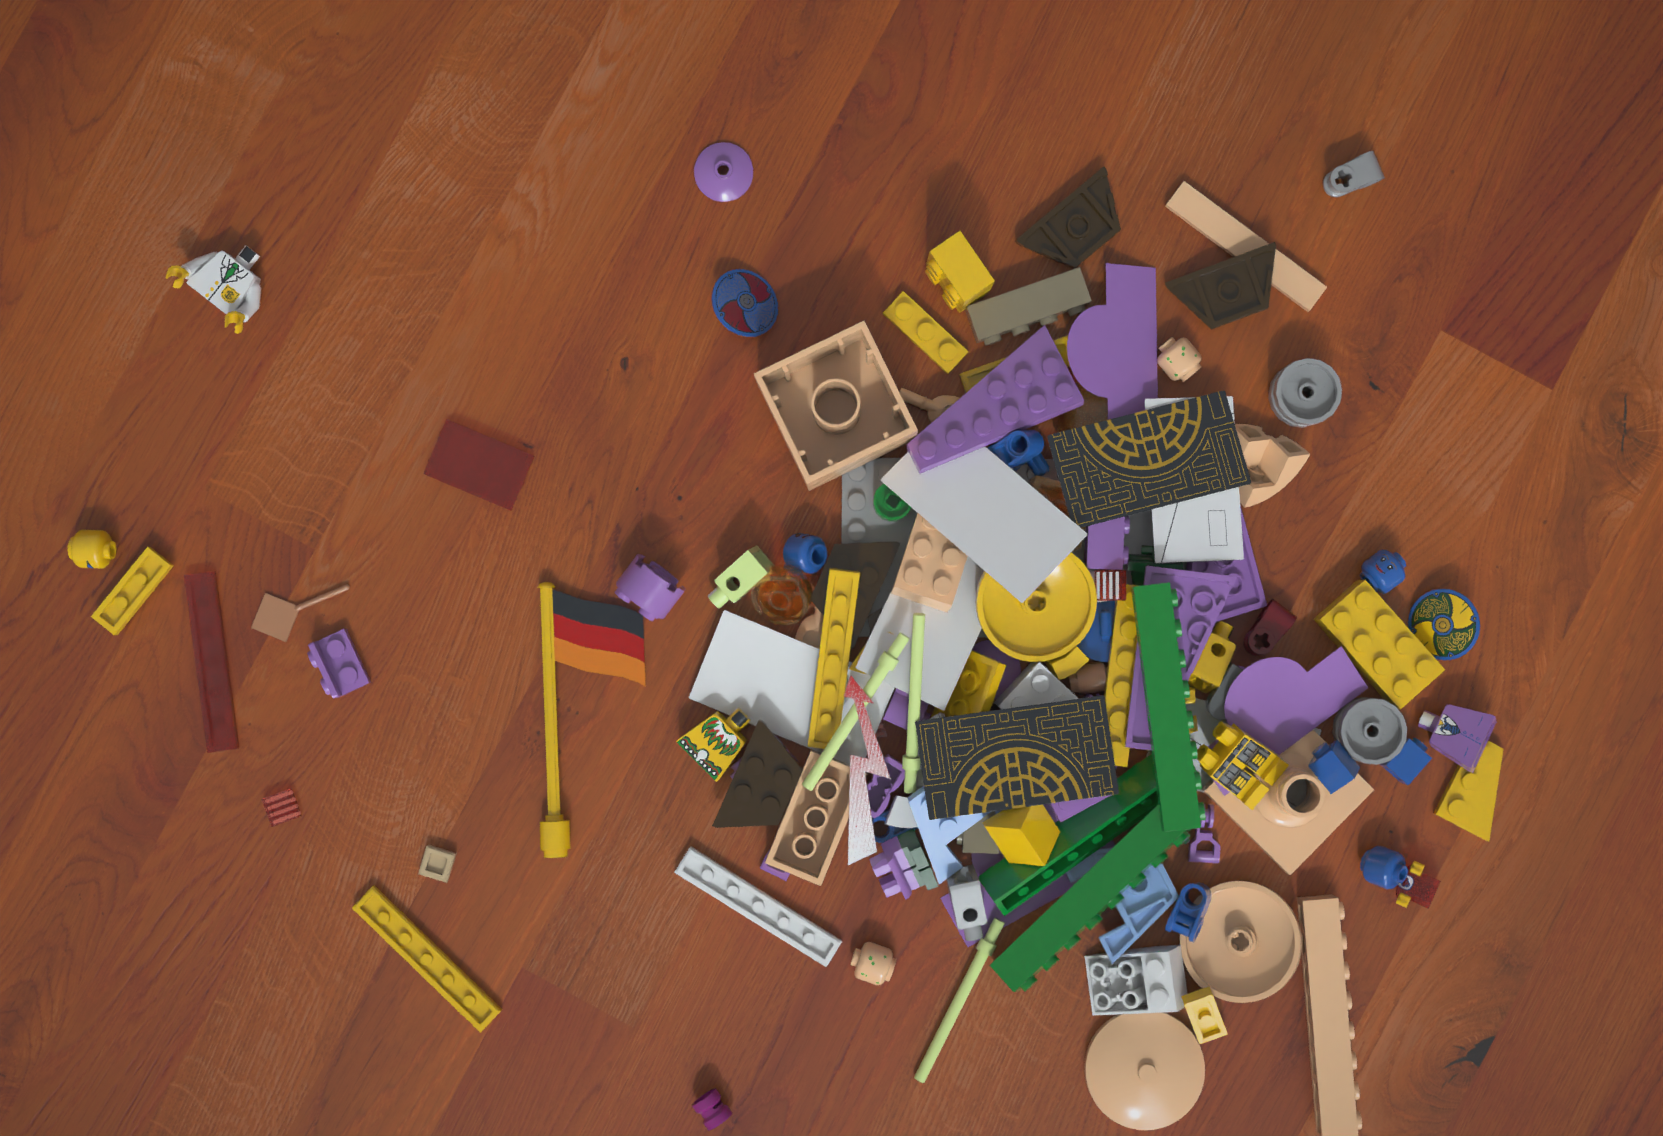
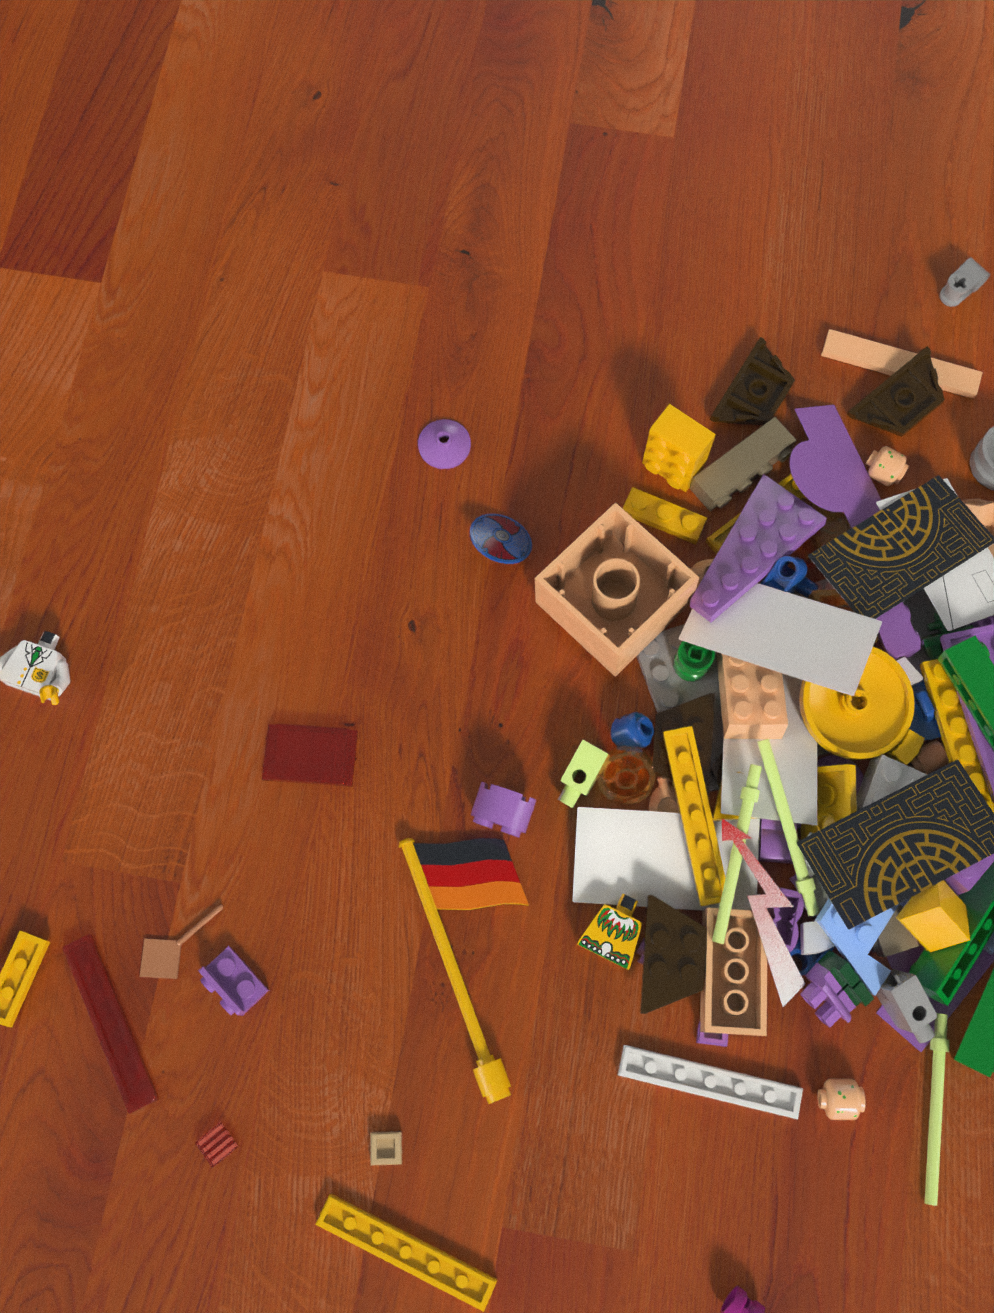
camera: 10 degrees left, 15 degrees down
(1110, 585) = (917, 664): clear red tile -> none

